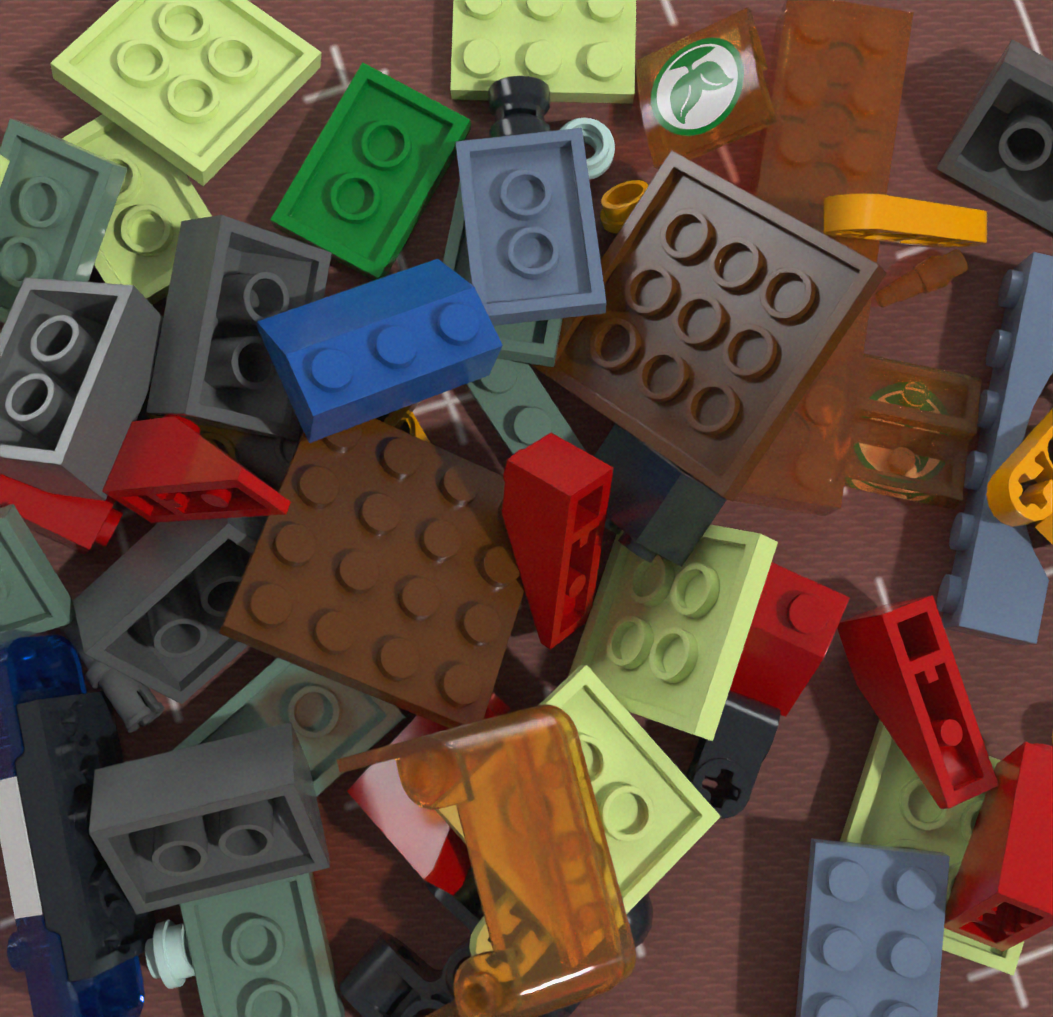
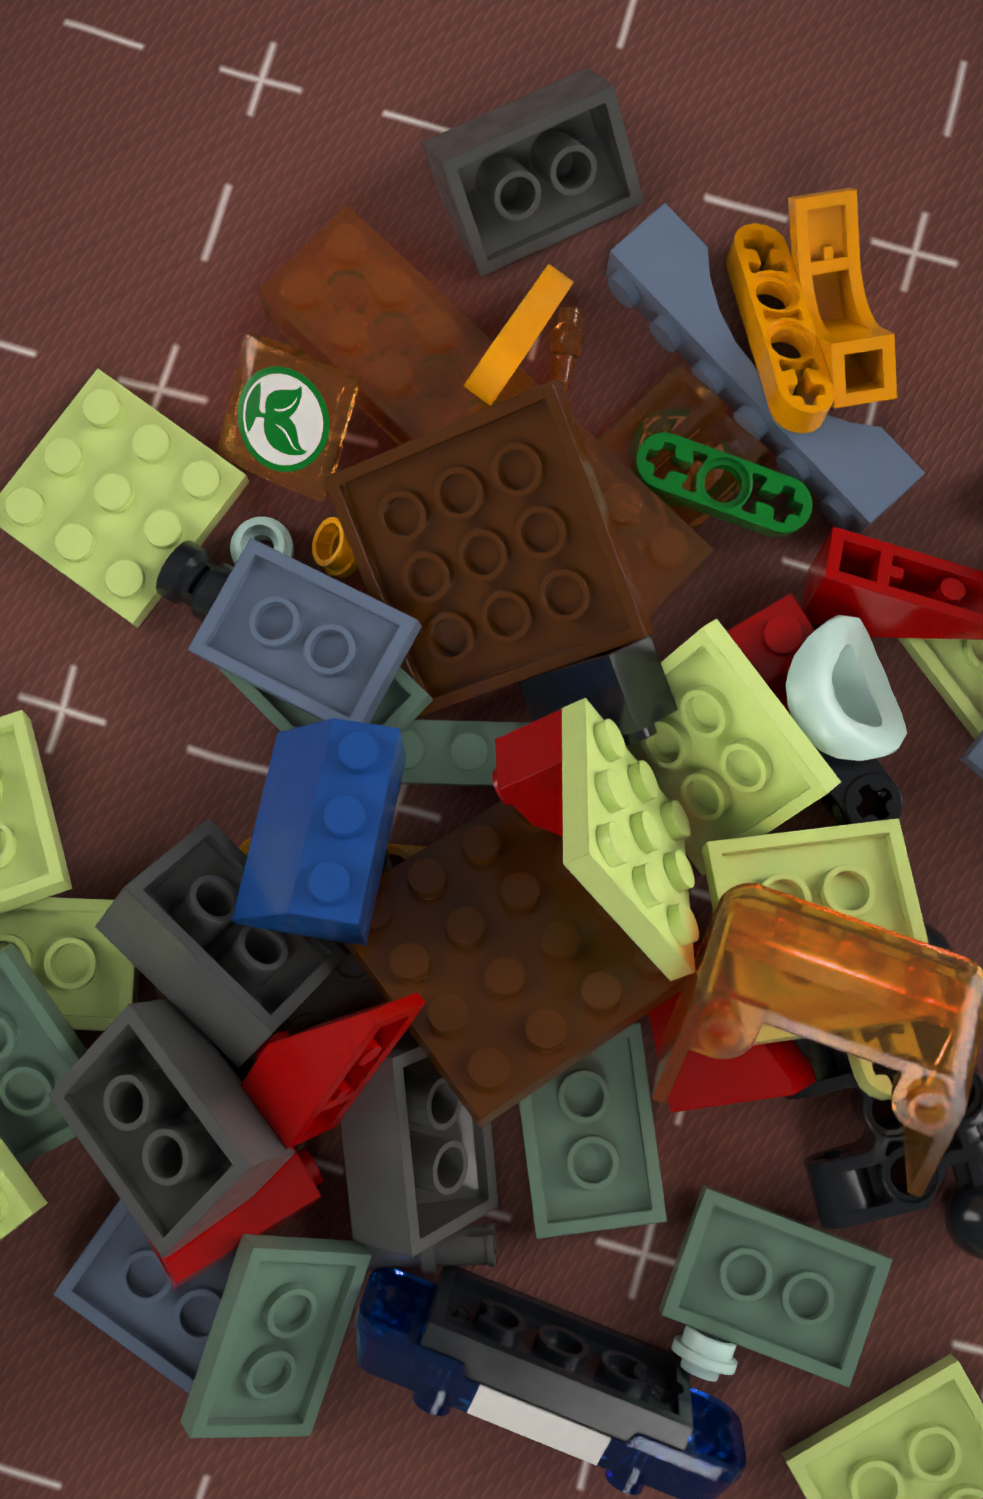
camera: 60 degrees left, 0 degrees up
(209, 819) = (617, 1244): dark grey slope -> none
(371, 173) = (157, 739): green plate -> none
(536, 591) = (626, 840): none -> yellowish green plate
(794, 698) = (843, 693): none -> light aqua hat
(927, 490) = (745, 472): none -> green beam

